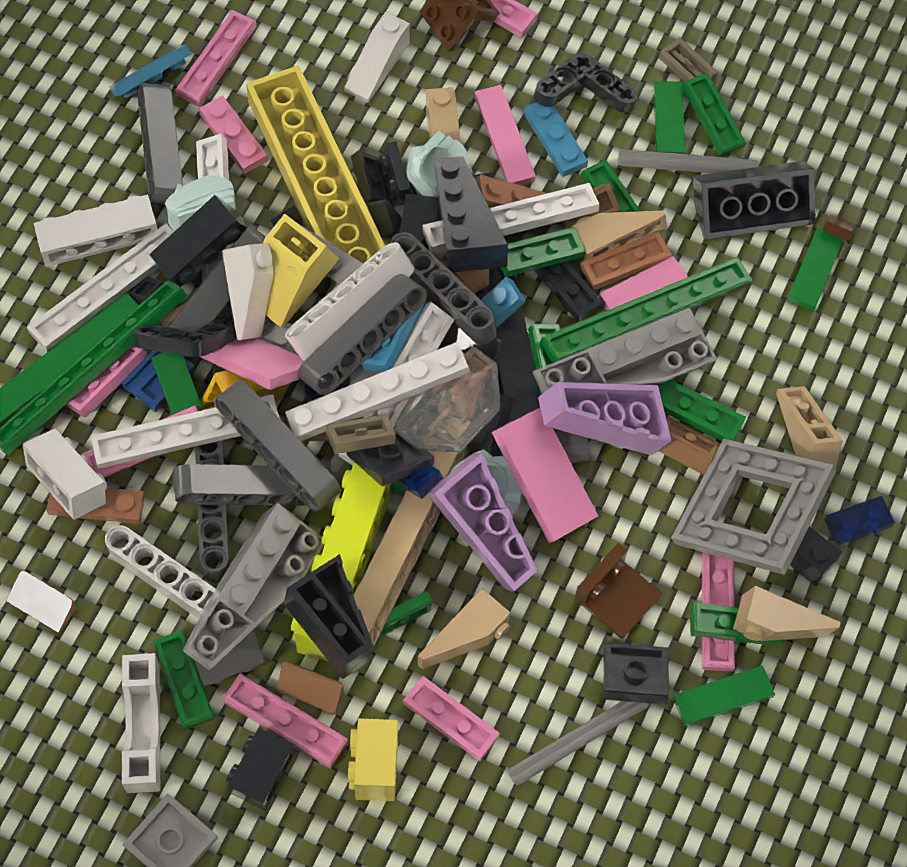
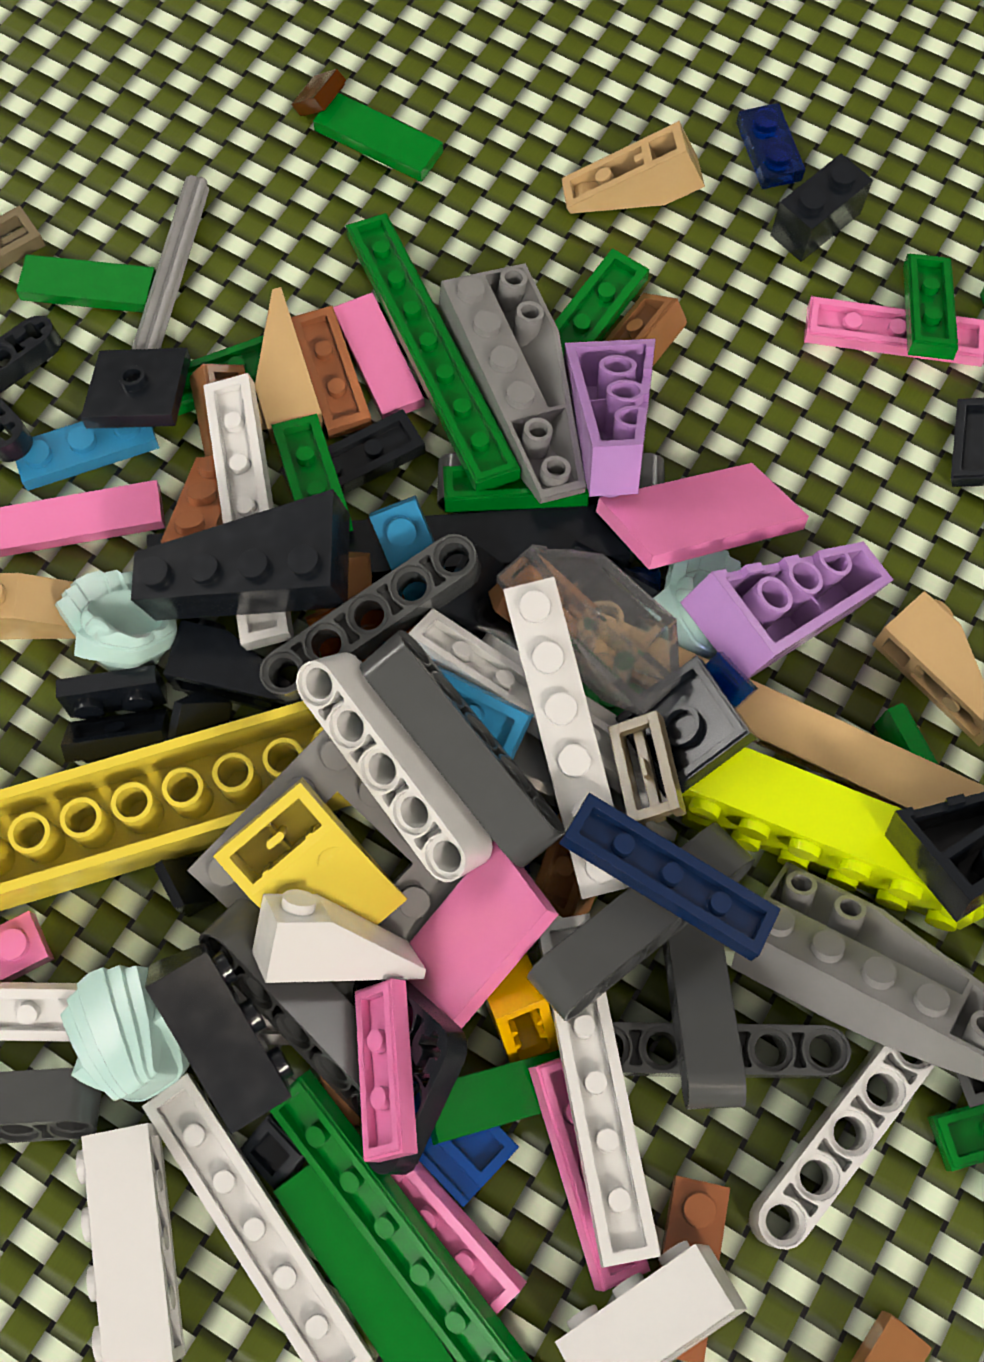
camera: 80 degrees left, 5 degrees up
(186, 323) = (385, 1071): none -> bright pink tile
(295, 445) = (670, 877): none -> dark blue plate
(592, 154) = (136, 388): none -> black plate
(616, 593) = (877, 451): reddish brown bracket -> none
(713, 114) = (93, 221): green tile -> none
(755, 199) = (252, 187): black slope -> none
(769, 551) = (754, 162): light grey plate -> none
(772, 617) = (935, 249): tan slope -> none

